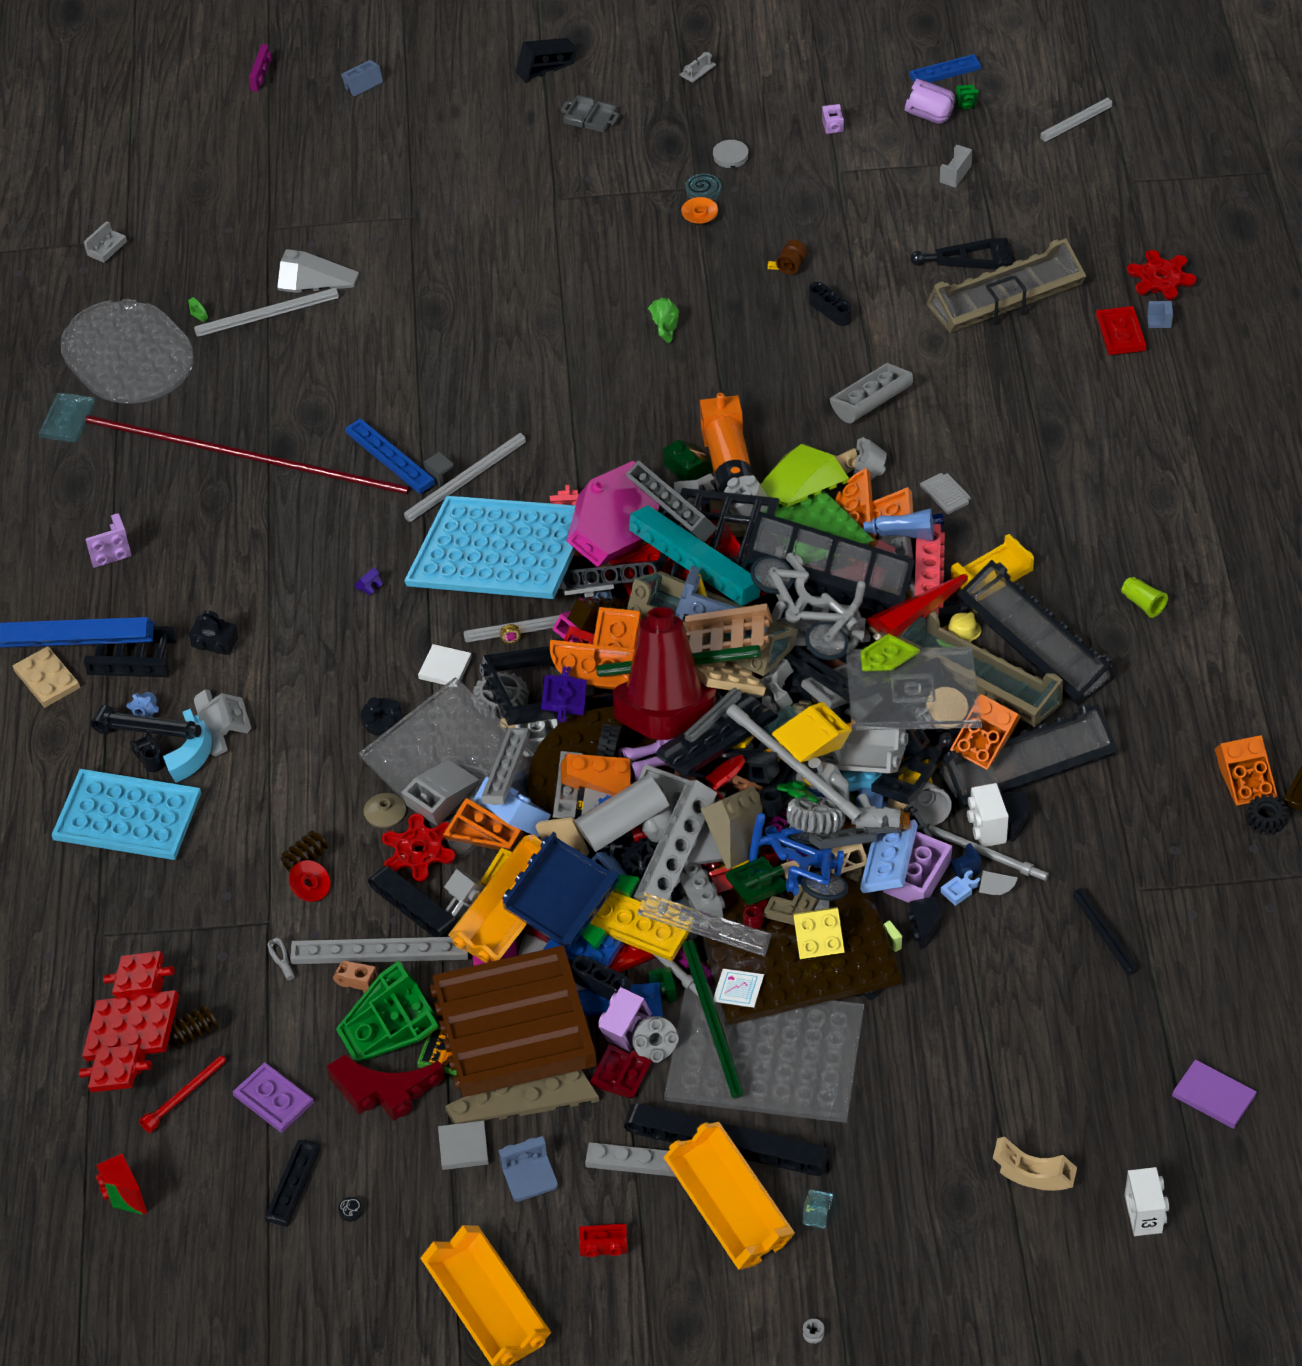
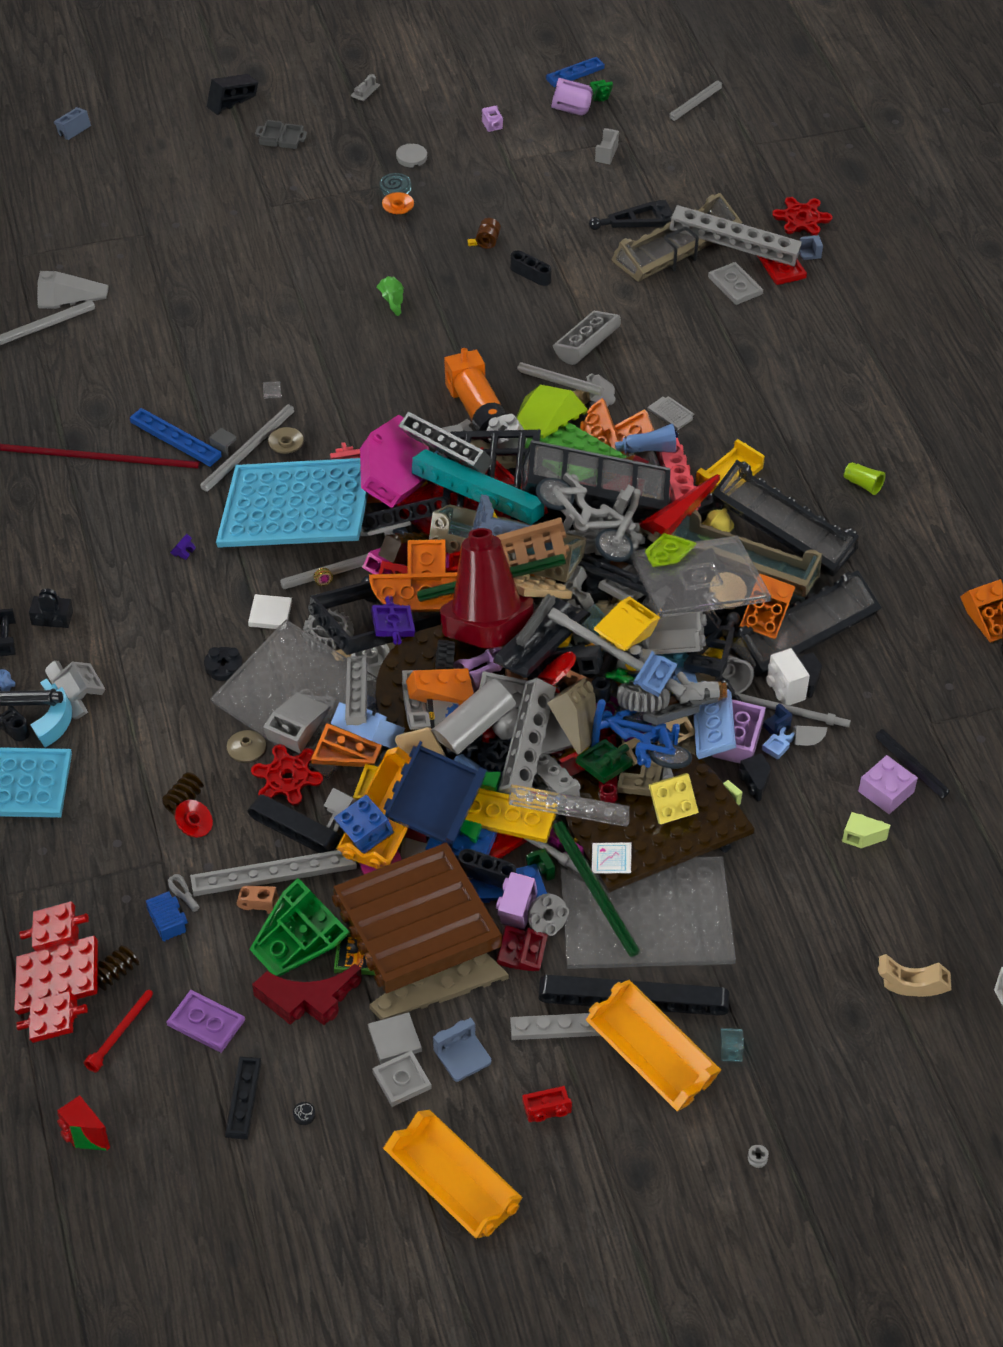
camera: 15 degrees left, 0 degrees up
(257, 981) = (166, 916): none -> blue brick
(459, 1189) = (401, 1078): none -> light grey plate
(481, 913) = (364, 824): none -> blue bracket
(507, 414) = (271, 390): none -> clear tile
(507, 474) = (286, 440): none -> dark tan dish
(686, 461) = (442, 411): dark green slope -> none
(827, 439) = (560, 379): none -> light grey axle
(828, 792) = (655, 674): none -> medium blue plate
(847, 592) = (622, 501): none -> light grey plate
(1027, 999) = (864, 831): none -> yellowish green slope
(1061, 347) = (735, 283): none -> light grey tile
(1068, 951) = (887, 784): none -> lavender brick
(1072, 292) = (736, 235): none -> light grey brick

